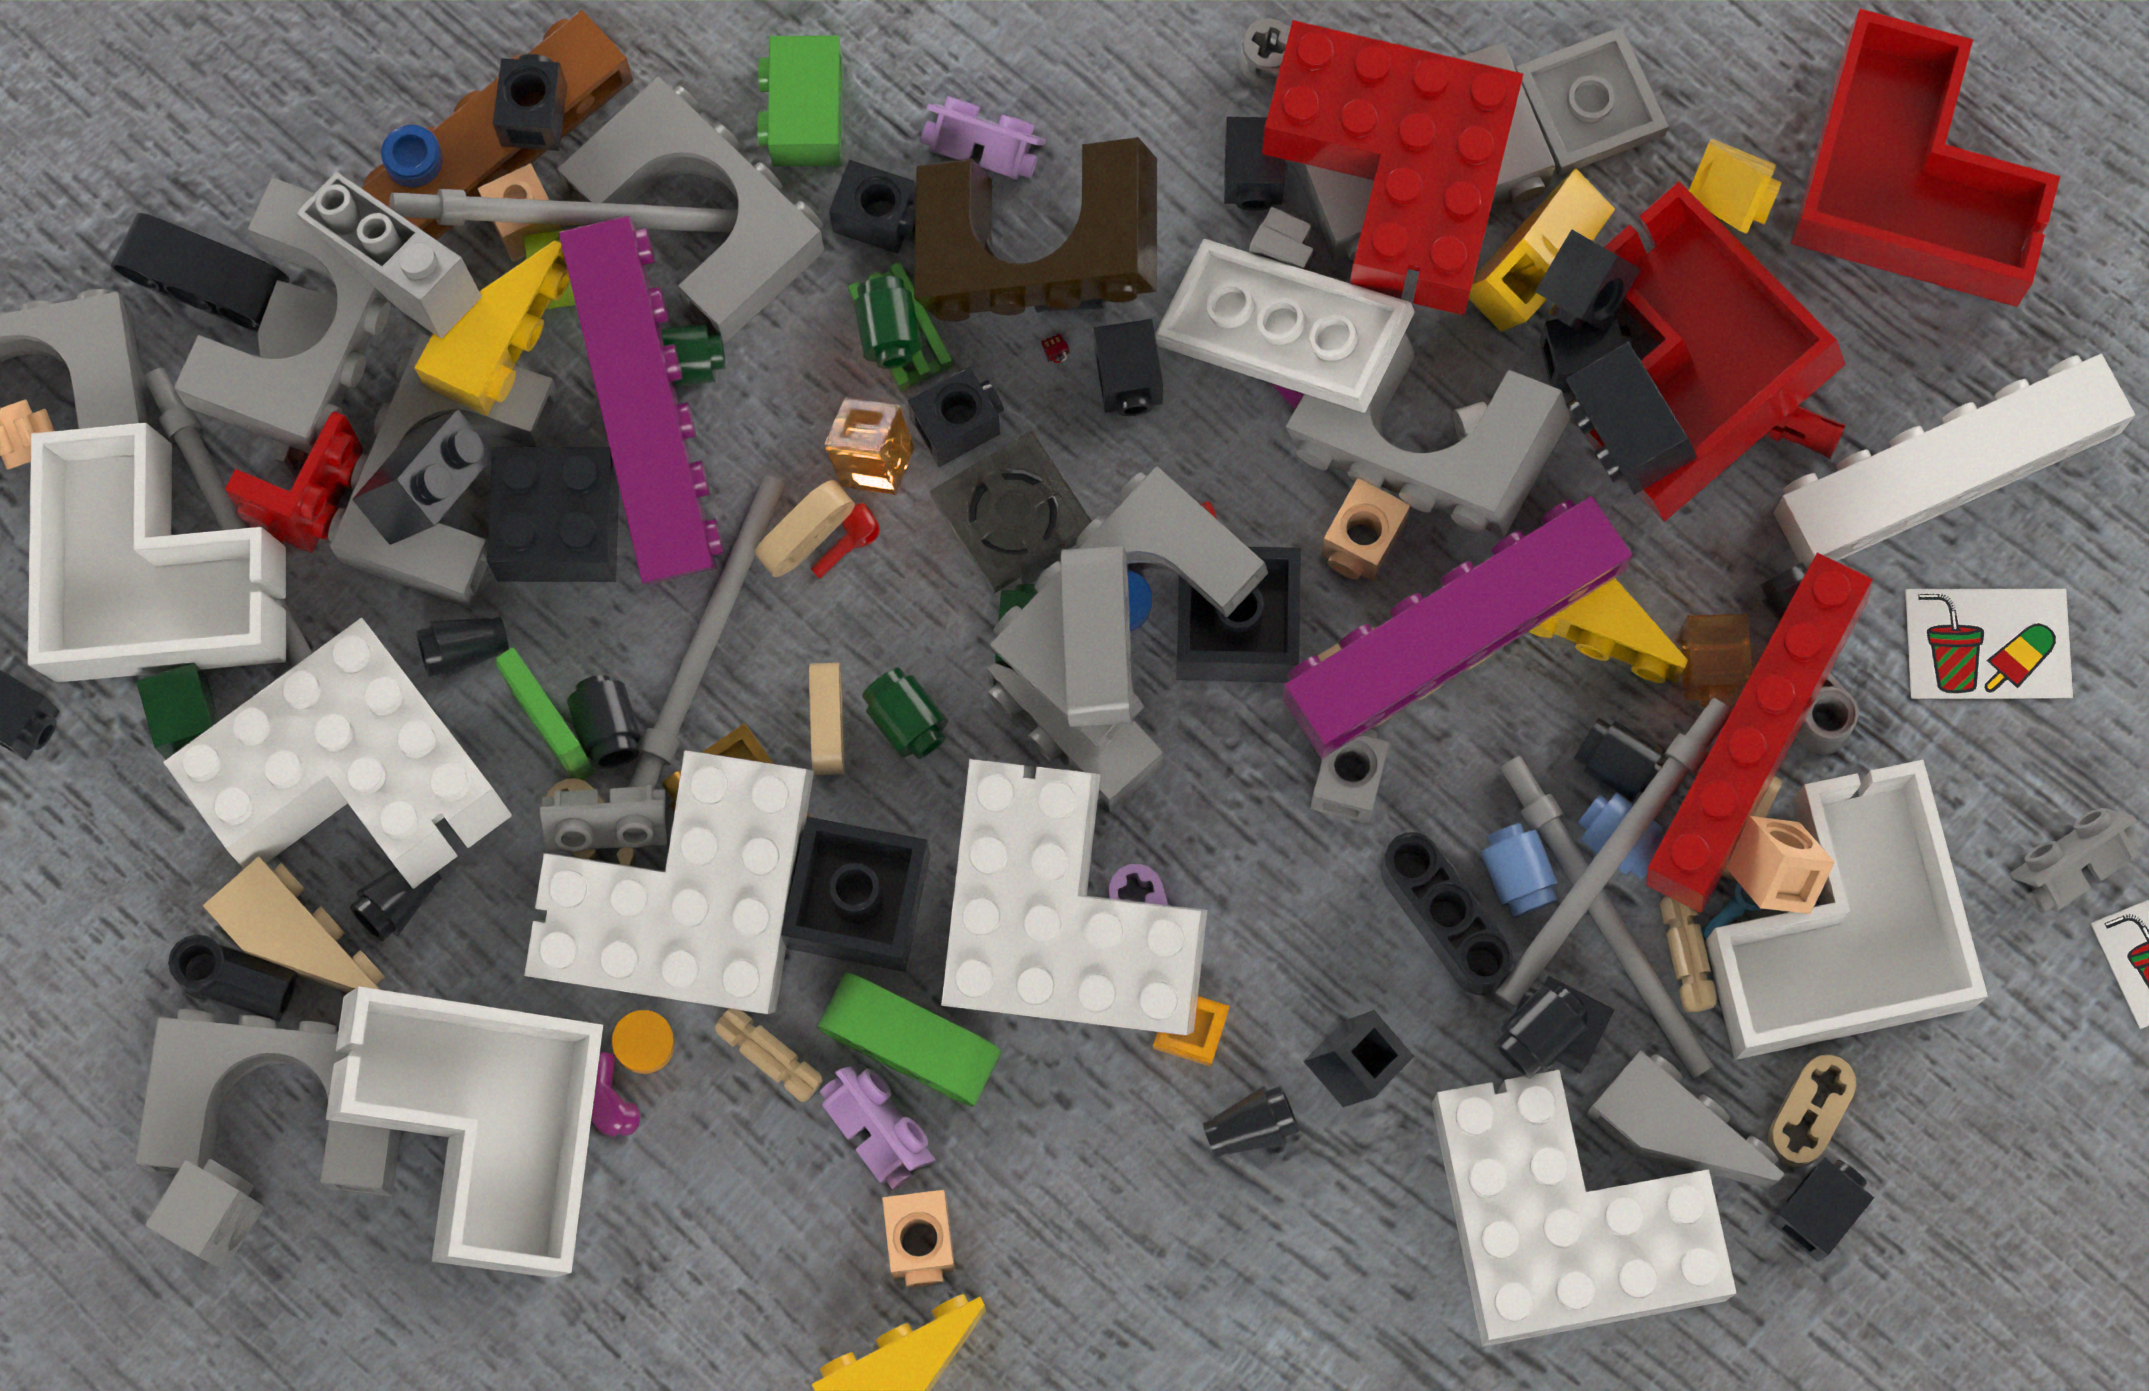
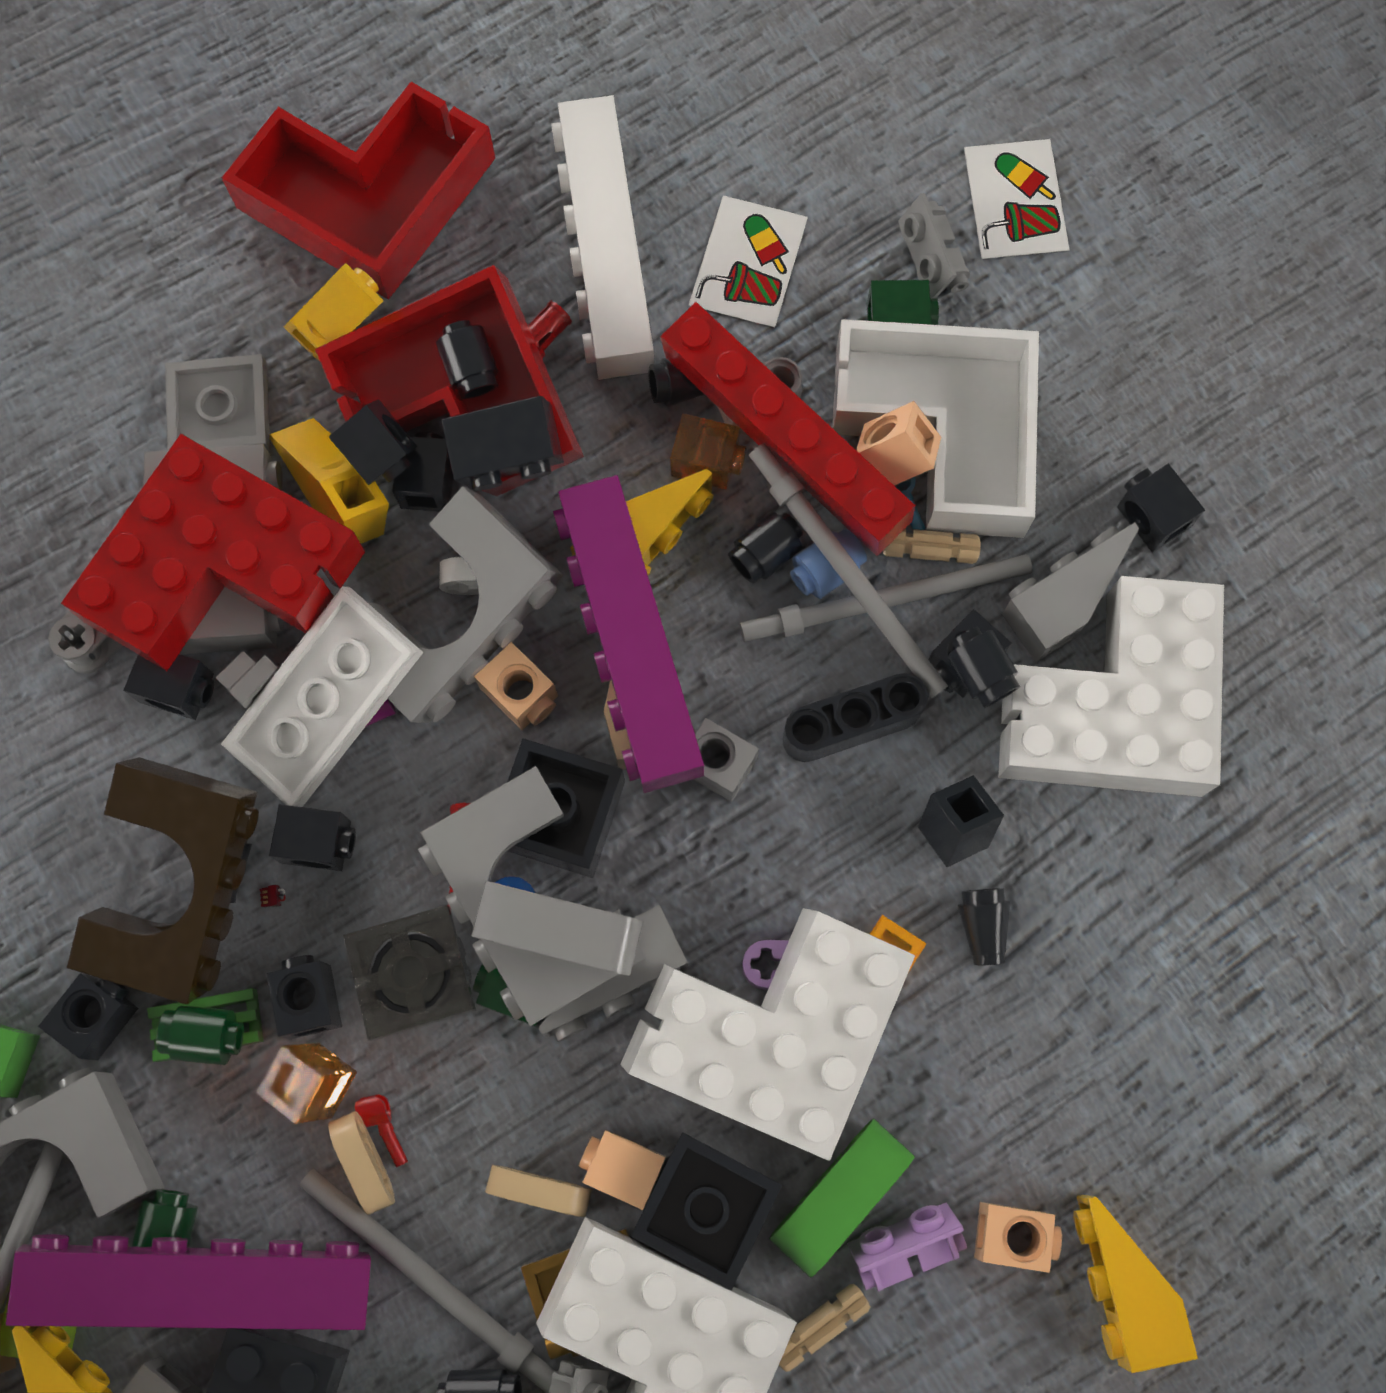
camera: 75 degrees left, 0 degrees up
(874, 792) = (621, 1168): none -> light nougat brick
(905, 714) = (555, 1119): dark green brick -> none
(960, 129) = (47, 921): lavender hinge -> none
(1520, 870) = (834, 650): medium blue brick -> none
(1726, 351) = (468, 359): none -> black brick
(1824, 1117) = (1078, 493): tan beam -> none
(1977, 836) = (902, 302): none -> dark green brick

